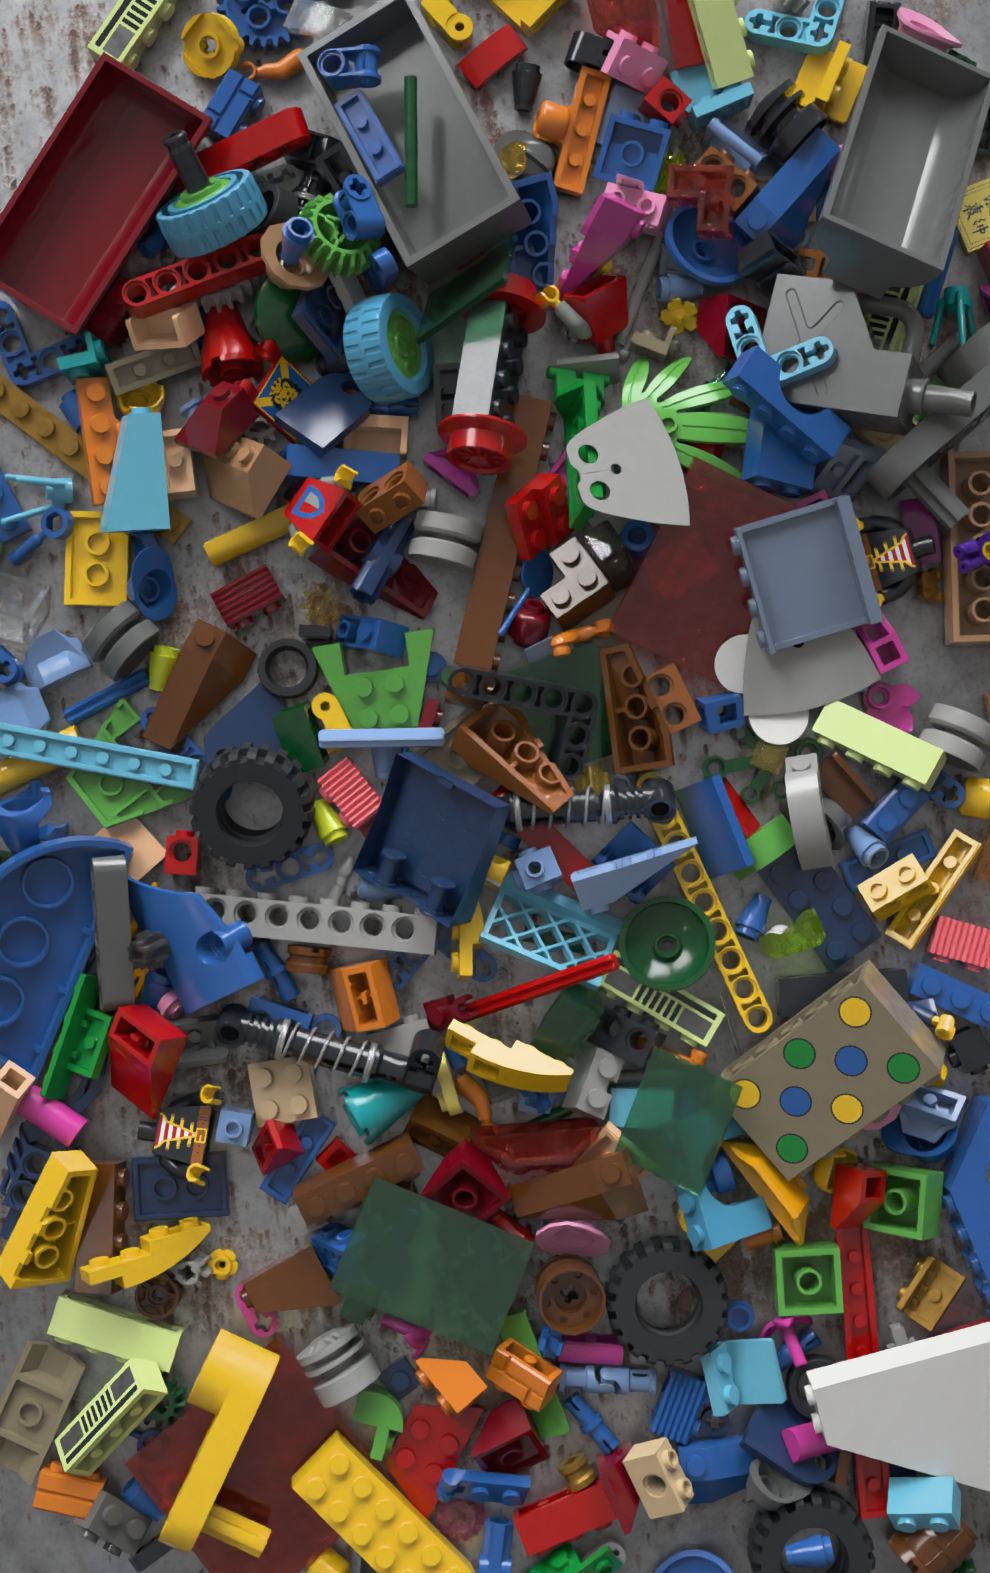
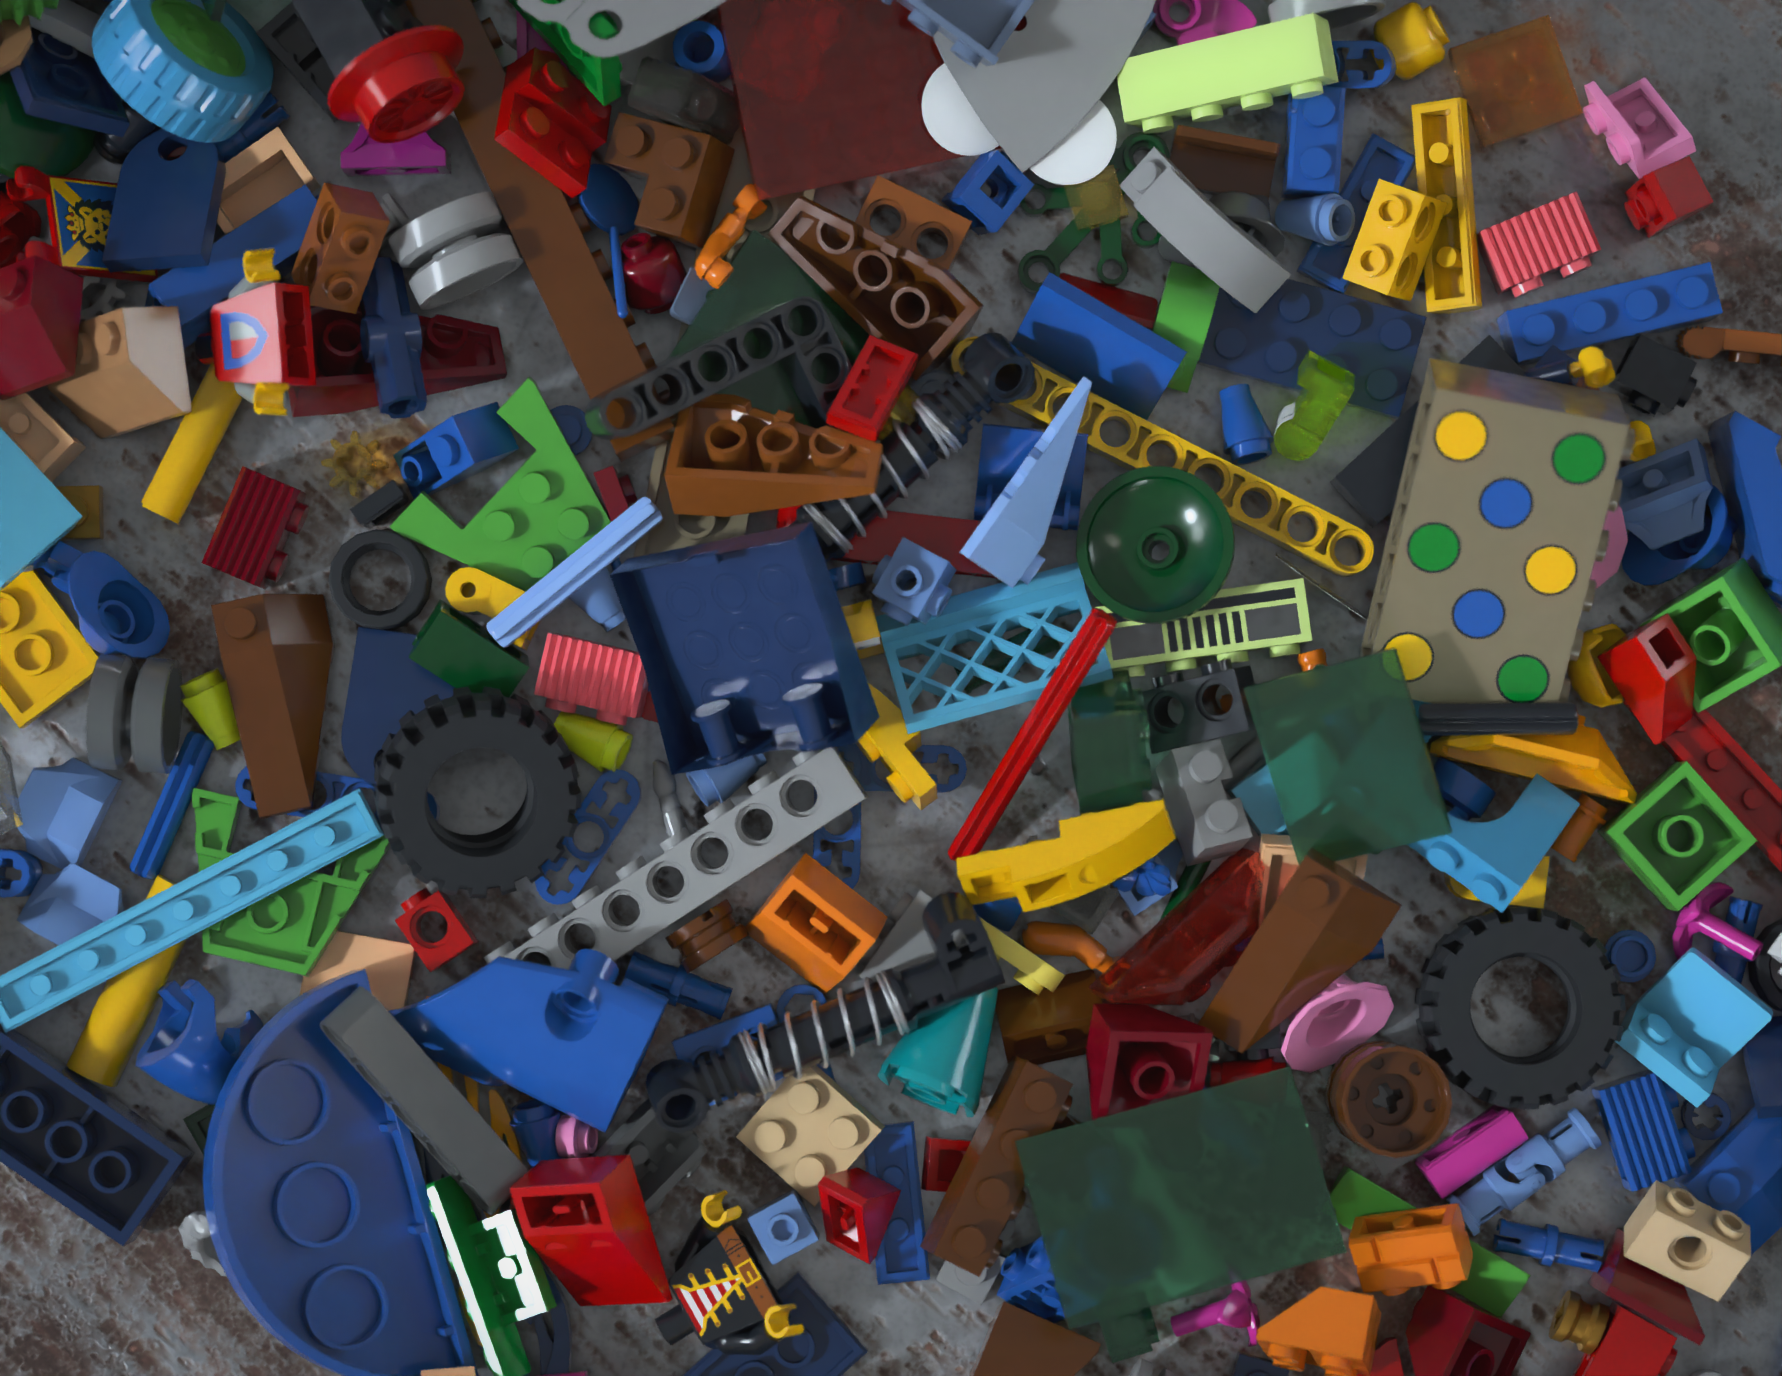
camera: 40 degrees left, 0 degrees up
(149, 950) = (491, 1083): clear smoke gear -> none
(445, 1009) = (935, 862): dark red plate -> none
(550, 1342) = (1411, 1179): blue plate -> none
(591, 763) = (872, 388): none -> red plate
(765, 1158) = (1498, 719): none -> black axle

